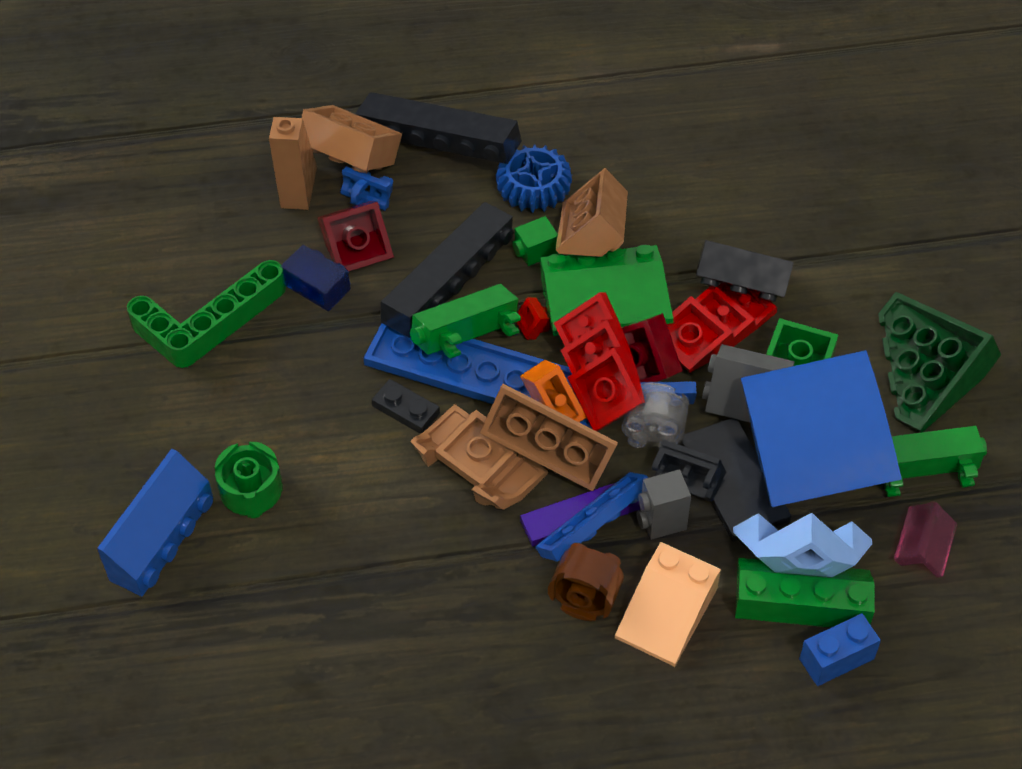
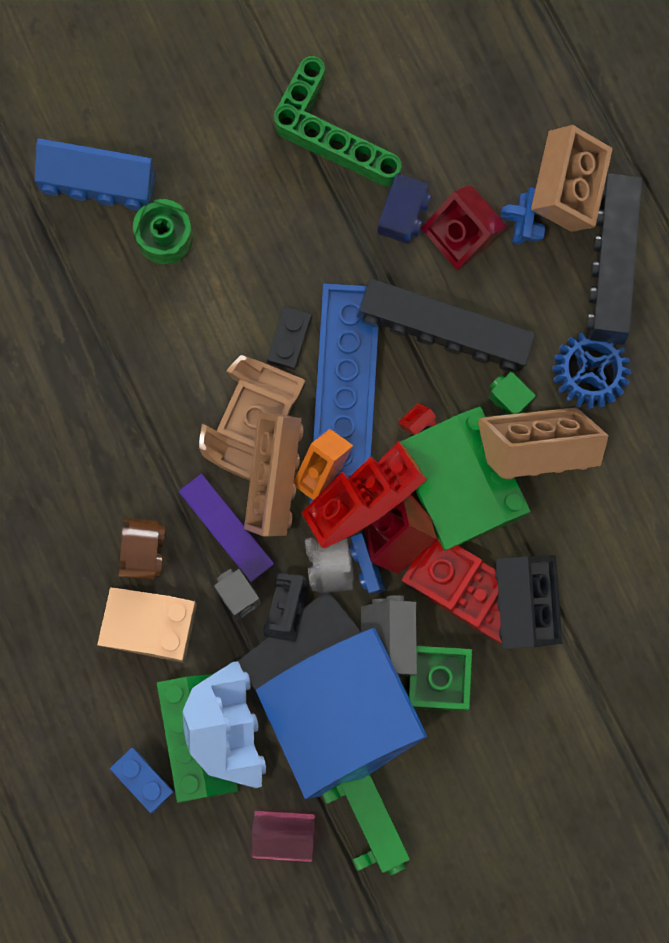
camera: 70 degrees right, 25 degrees up
(292, 162) = (513, 139): medium nougat slope -> none
(465, 319) = (386, 359): green brick -> none
(586, 522) = (210, 537): blue plate -> none
(931, 359) = (488, 806): dark green slope -> none

